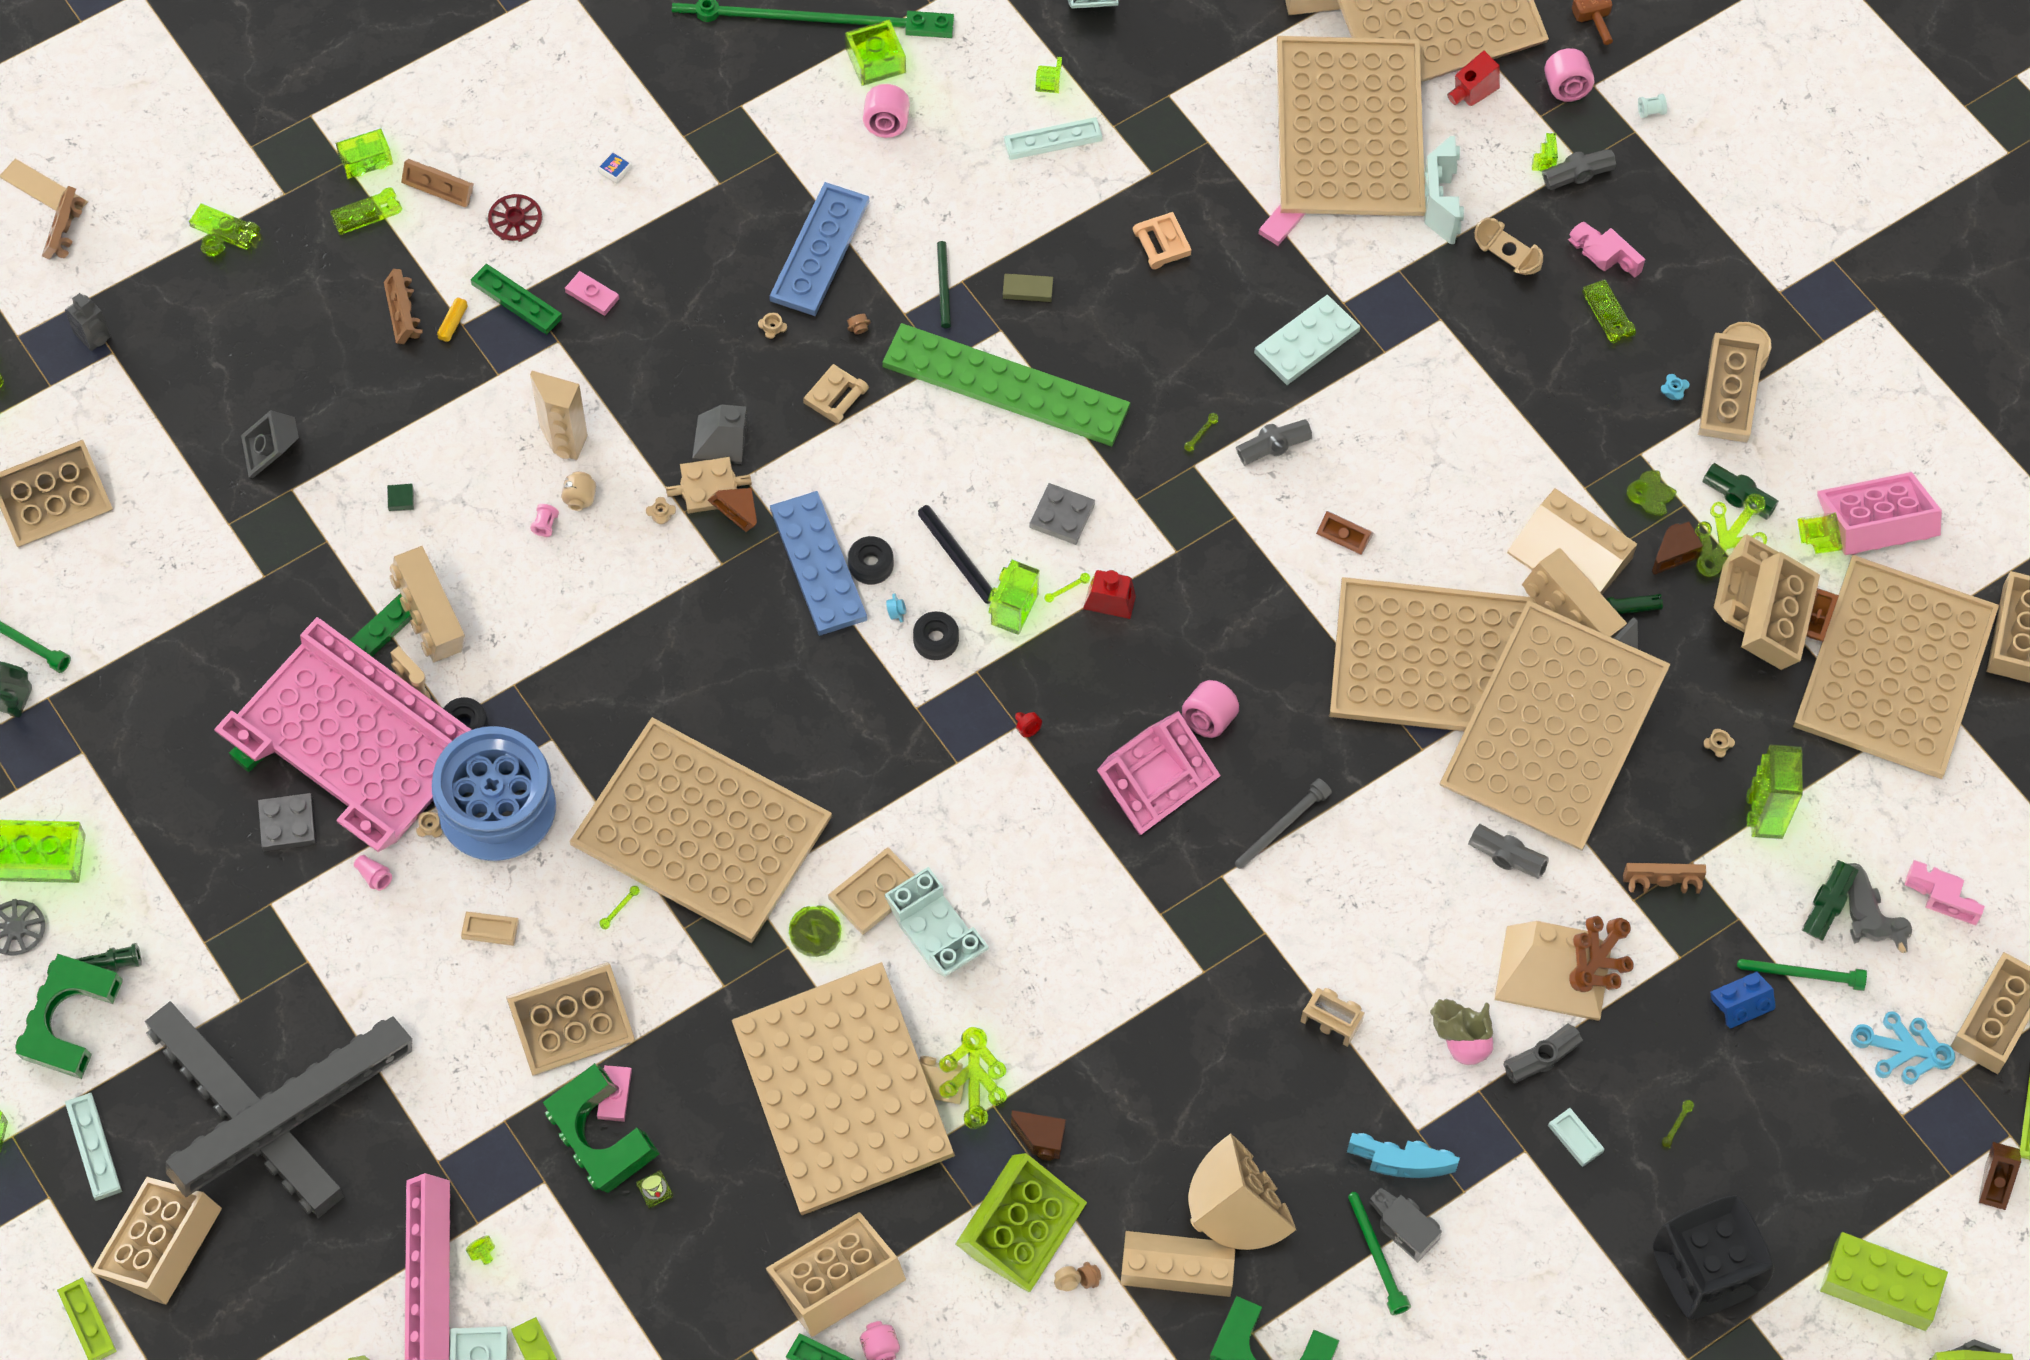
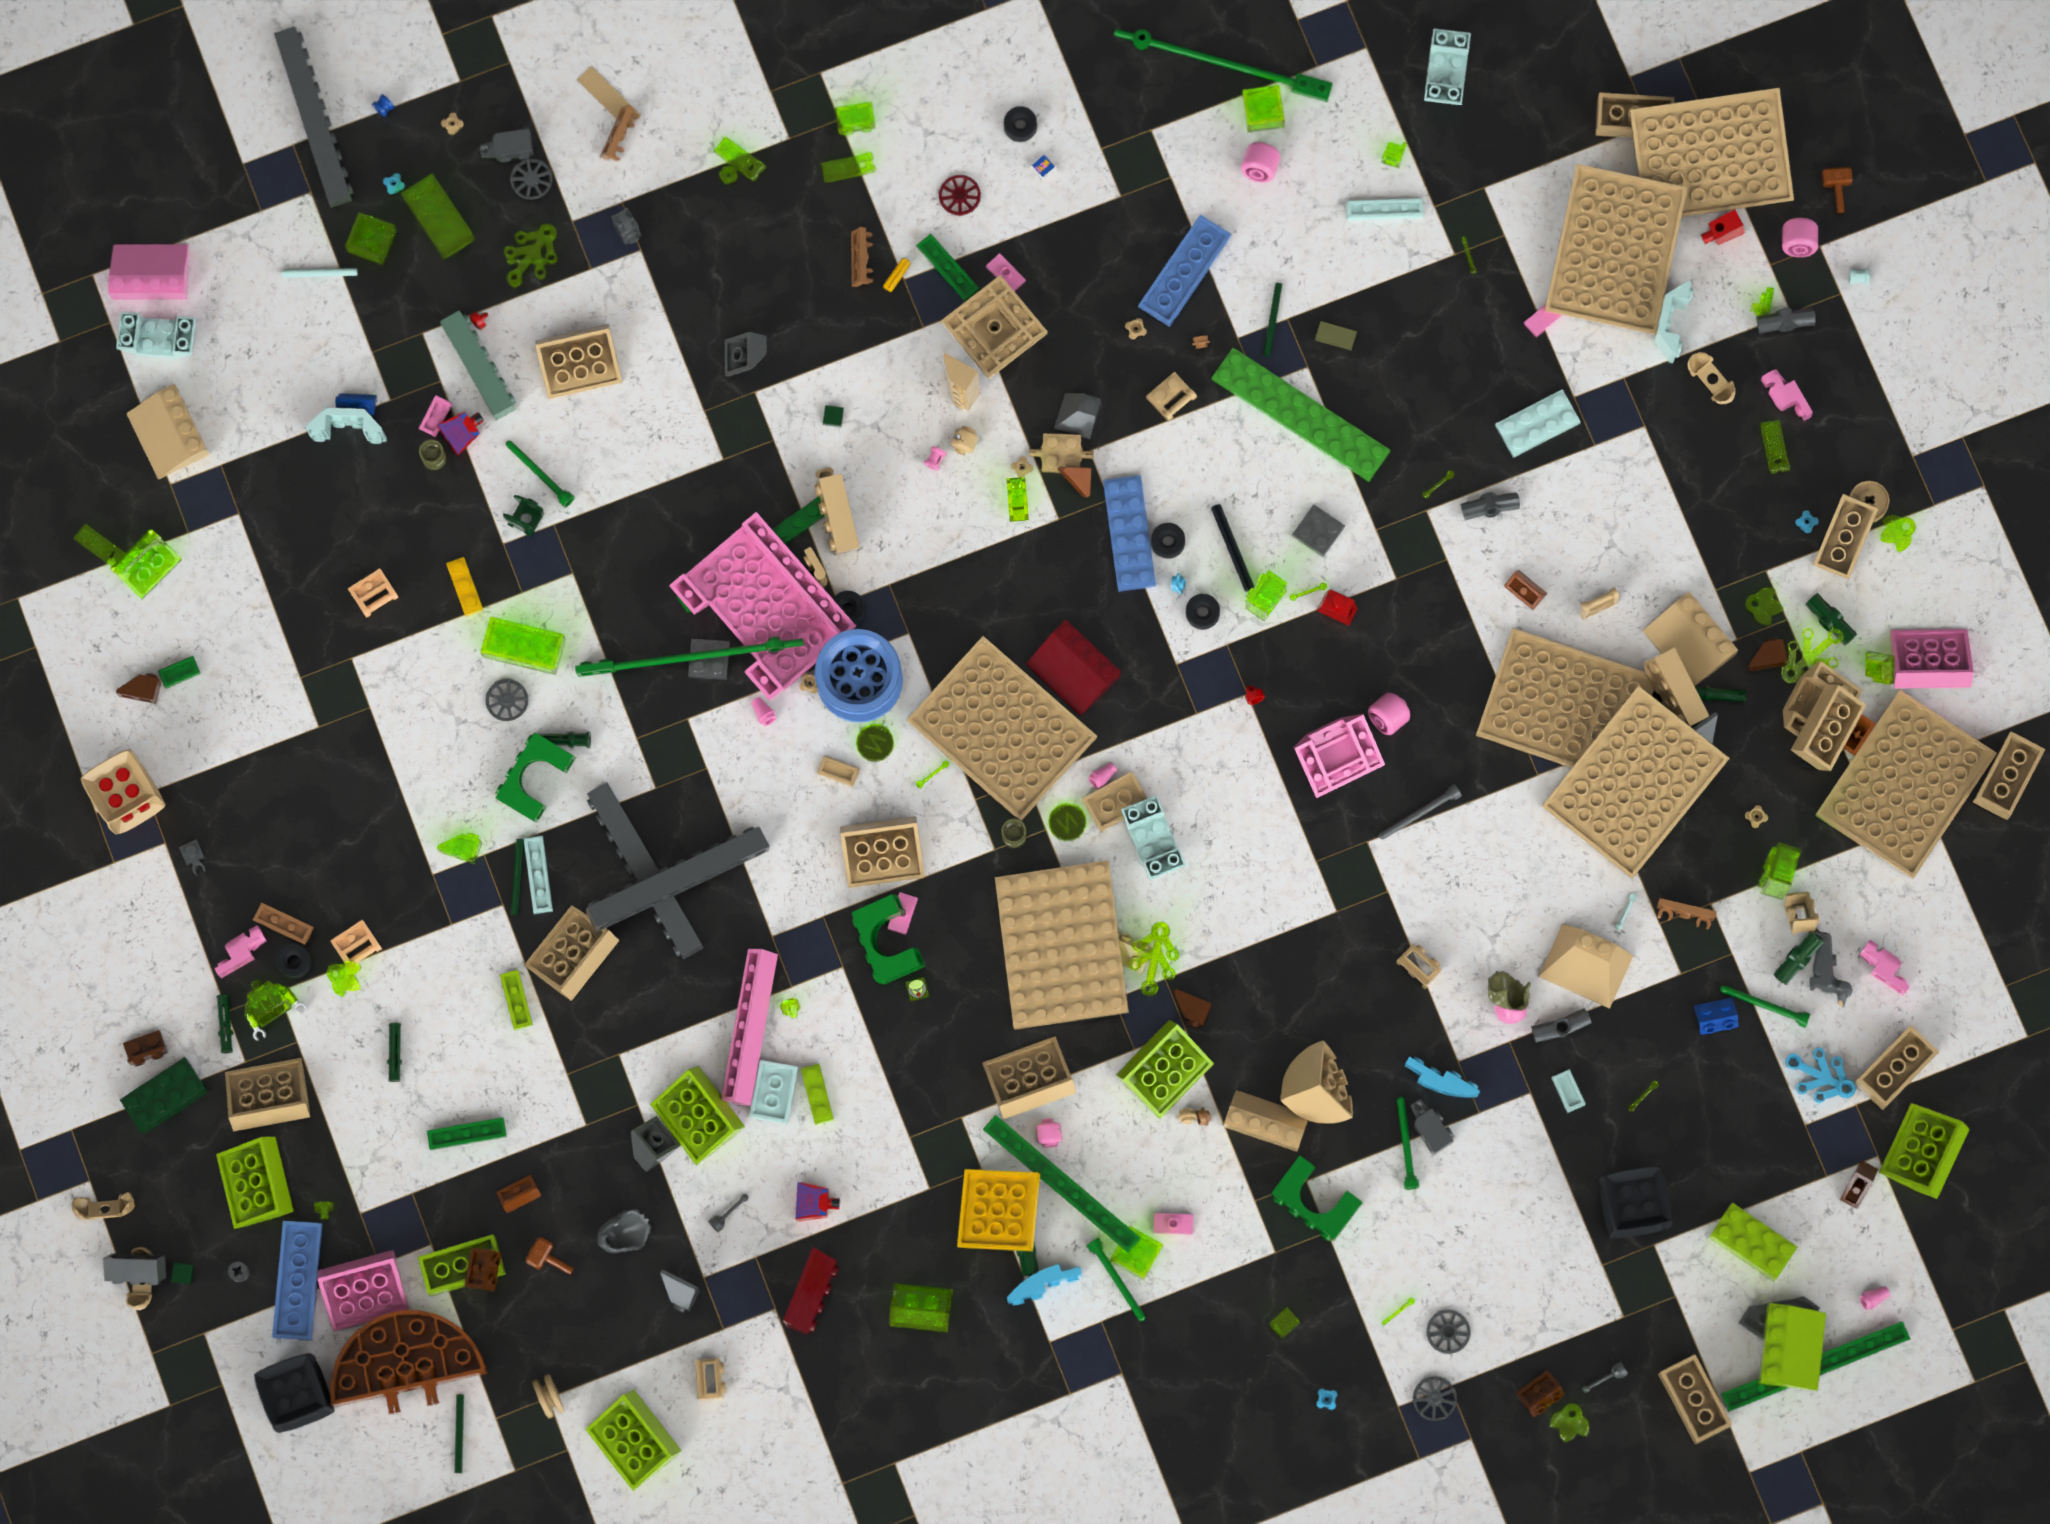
camera: 20 degrees right, 15 degrees up
(63, 1155) = (517, 877): none -> dark green bar
(148, 856) = (606, 666): none -> green bar
(437, 182) = (906, 155): medium nougat plate -> none
(533, 882) = (875, 742): none -> clear neon green tile
(575, 112) = (1020, 113): none -> black tyre
(590, 345) = (994, 309): none -> tan piece
(662, 545) = (1017, 499): none -> clear neon green brick
(746, 956) = (1014, 833): none -> olive wheel
(781, 735) = (1073, 668): none -> dark red slope
(849, 861) = (1102, 775): none -> bright pink cone
(1169, 237) = (1453, 314): light nougat plate -> none
(1179, 184) = (1473, 270): none -> clear neon green hinge
(1445, 526) = (1599, 604): none -> tan plate
(1508, 852) = (1577, 869): dark grey piece -> none
(1583, 976) = (1603, 978): dark orange plant -> none
(1588, 875) = (1632, 898): none -> light aqua hinge
(1789, 379) = (1895, 534): none -> clear neon green plate
(1814, 844) = (1800, 912): none -> tan window

